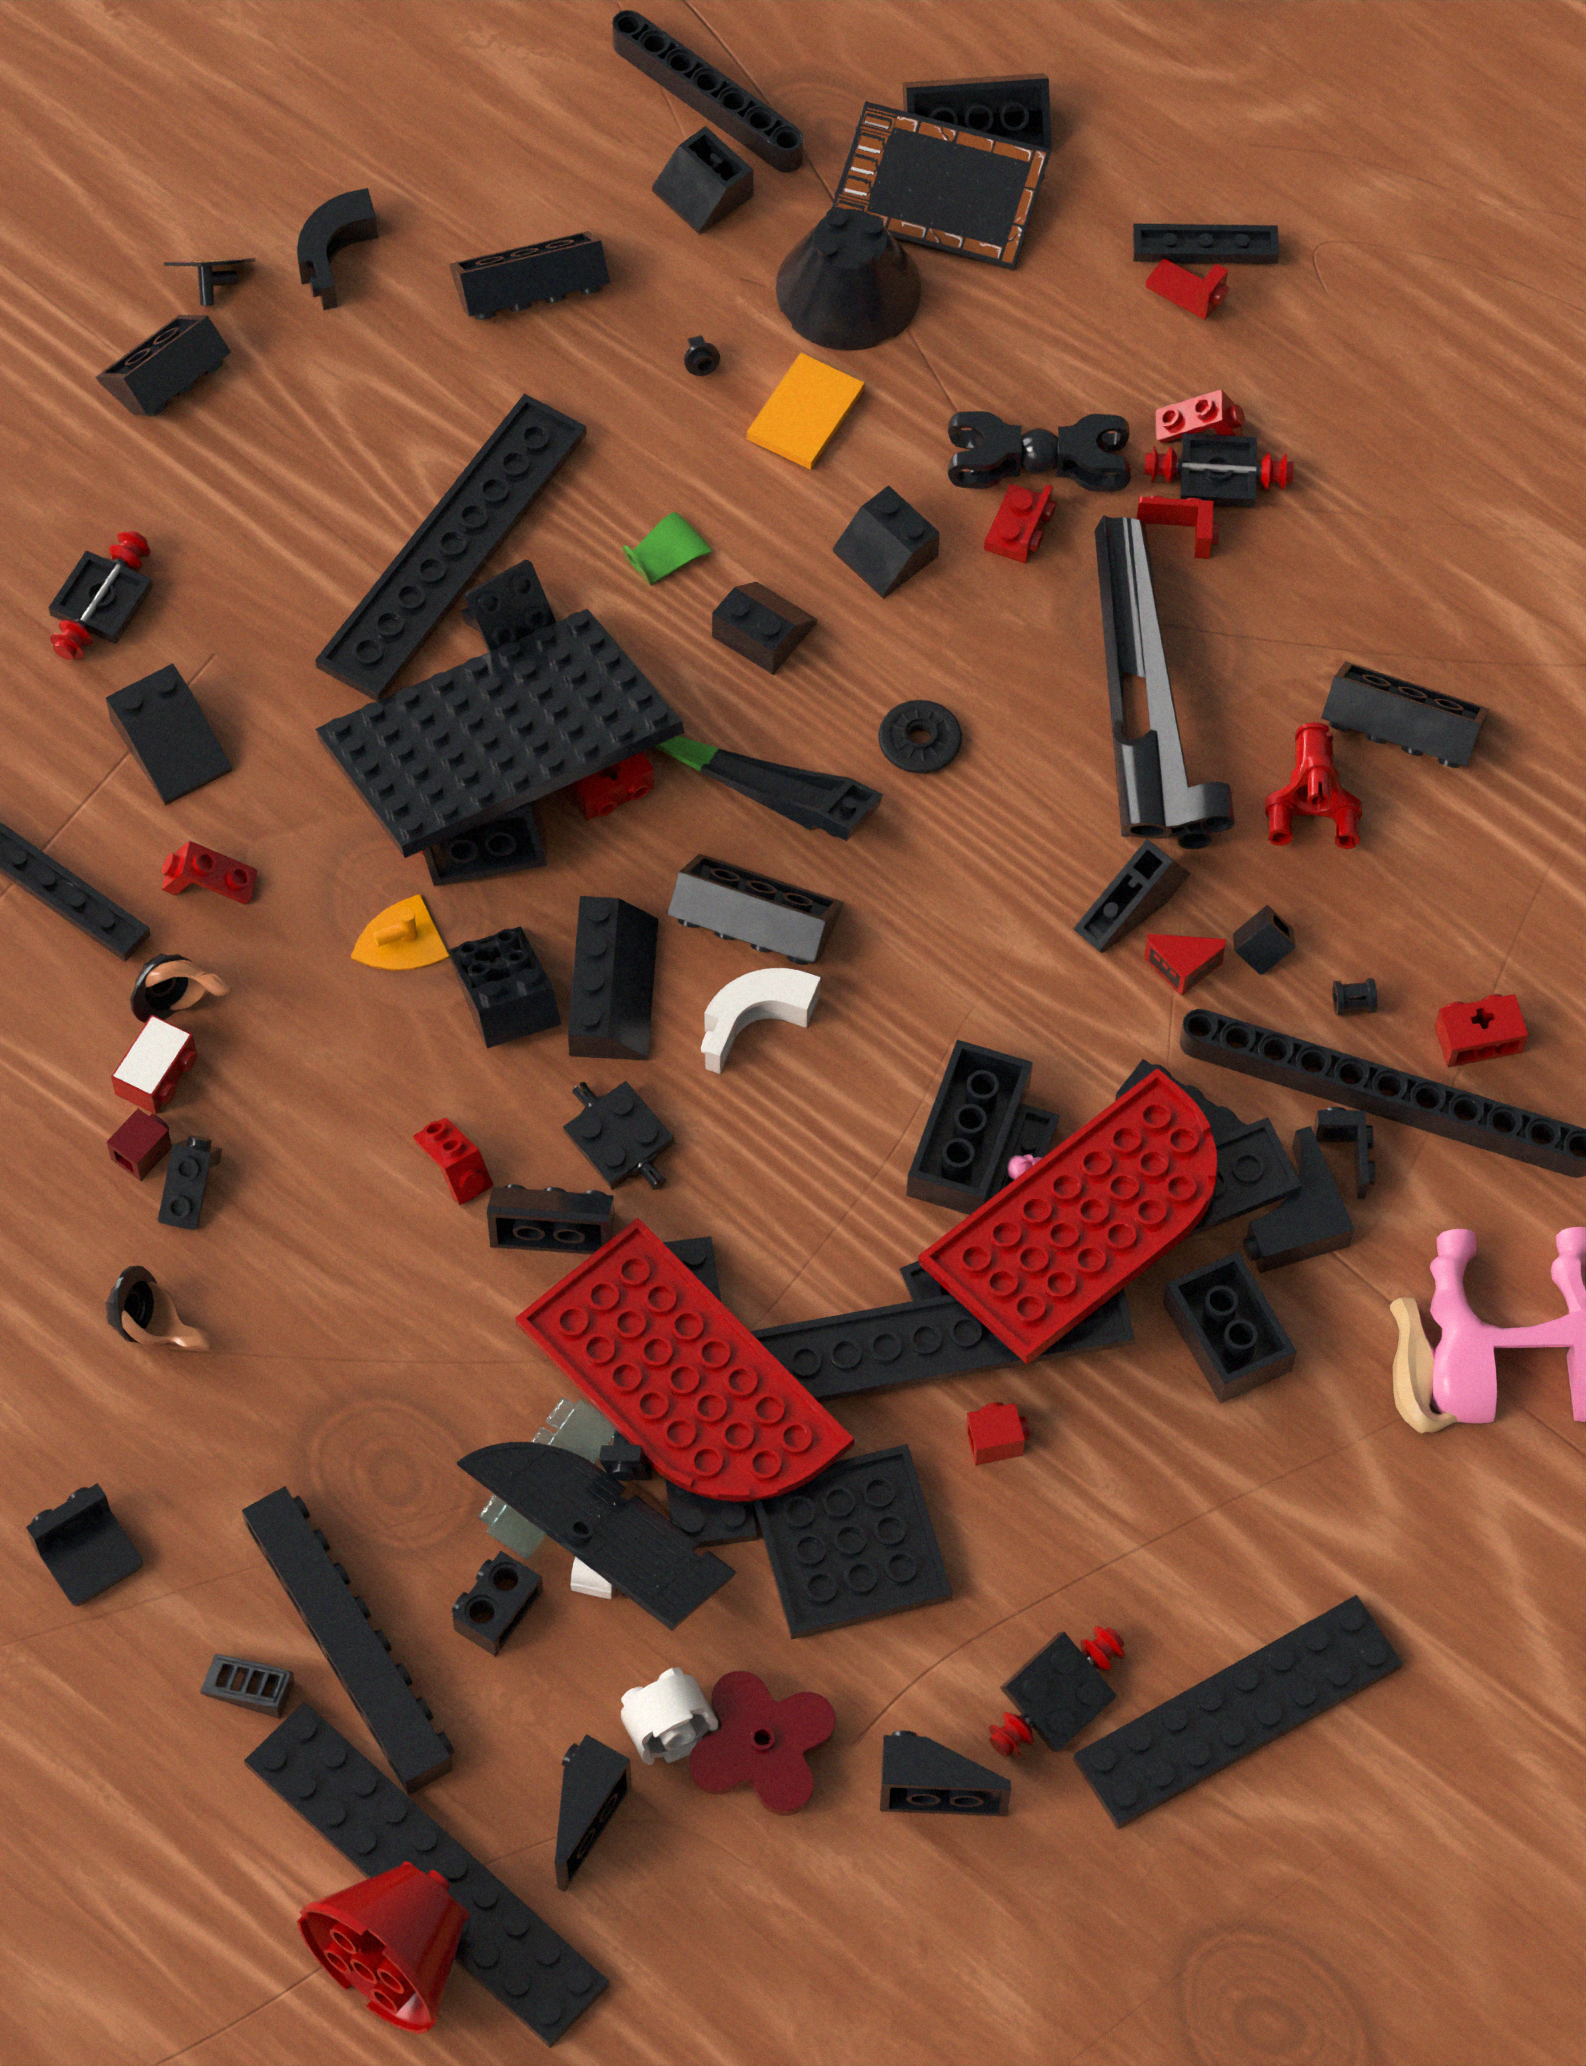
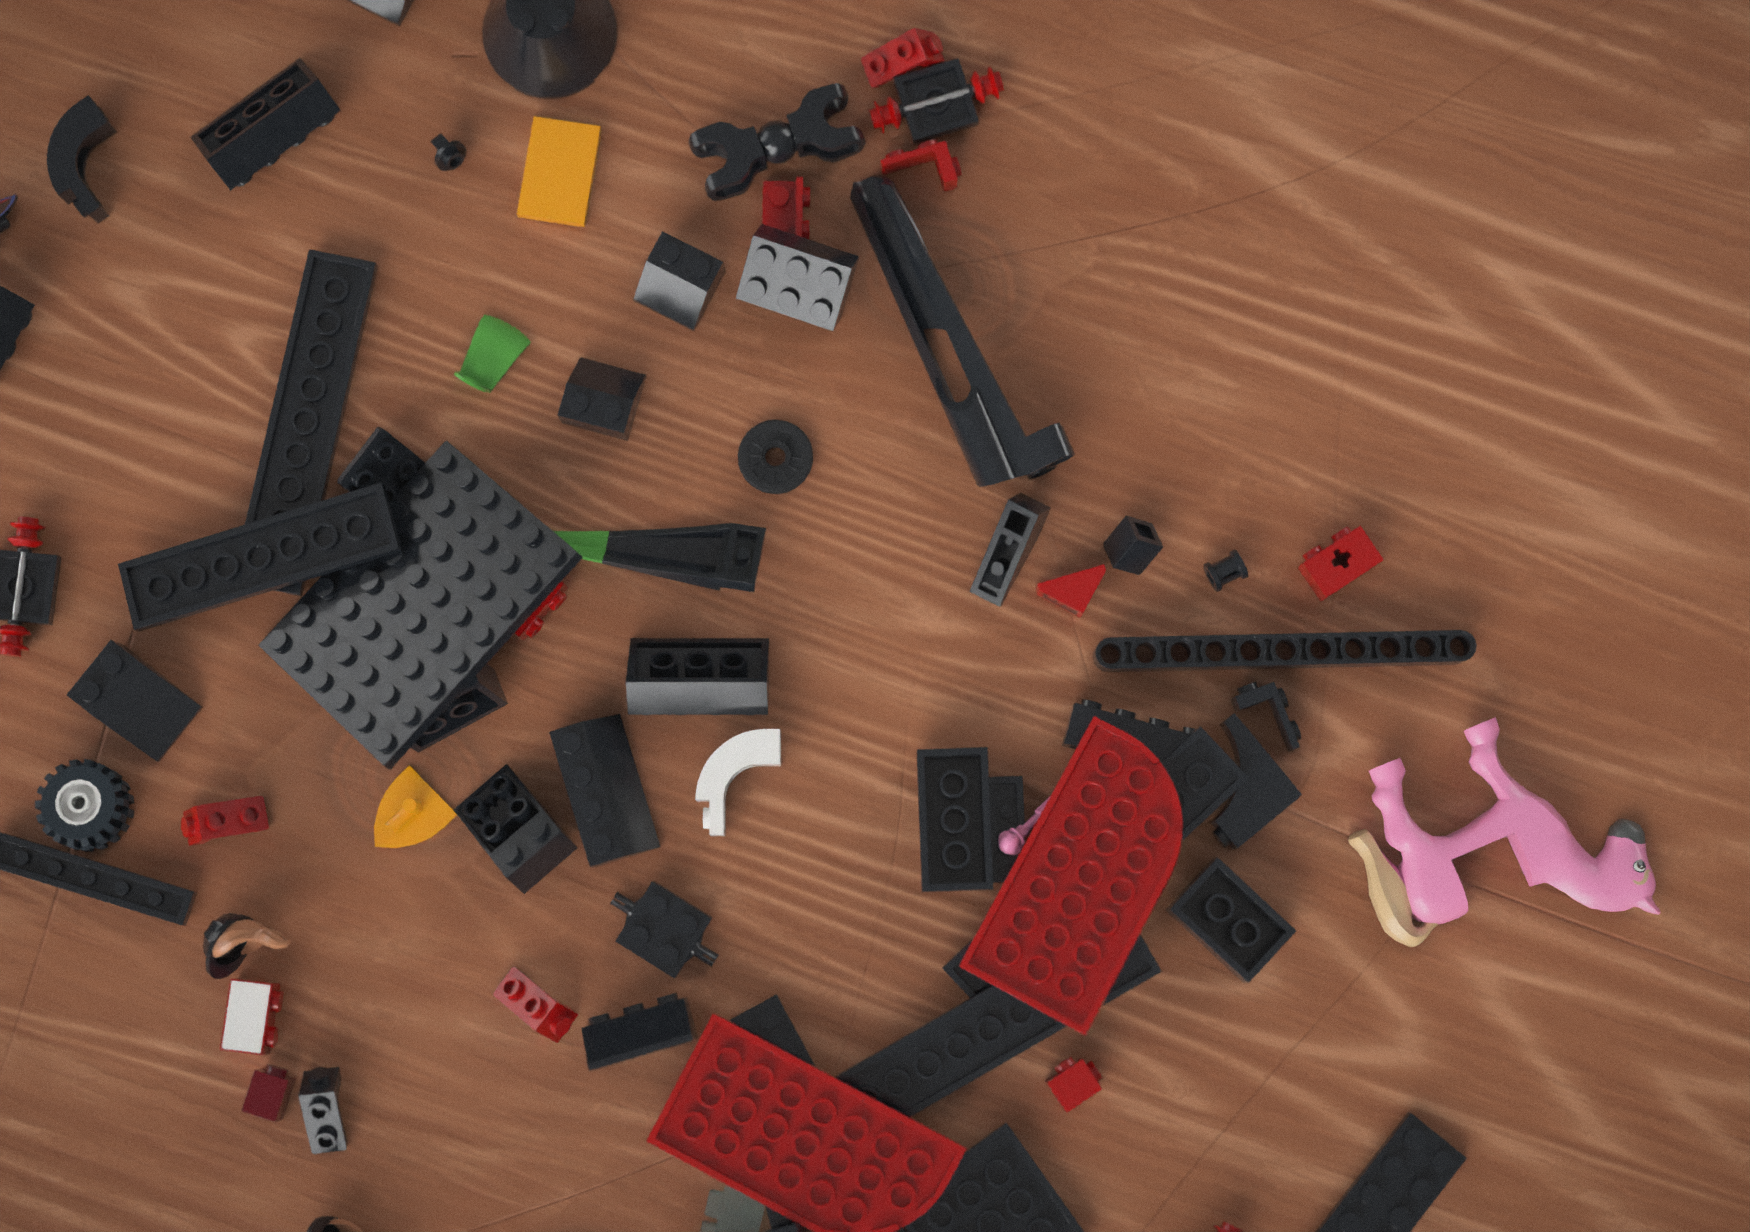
camera: 20 degrees left, 20 degrees up
(75, 810) = (84, 805): none -> black wheel
(355, 641) = (259, 557): none -> black plate
(1010, 572) = (797, 277): none -> brick
(1314, 791) = (1126, 389): red wheel -> none
(1404, 715) = (1177, 283): black slope -> none

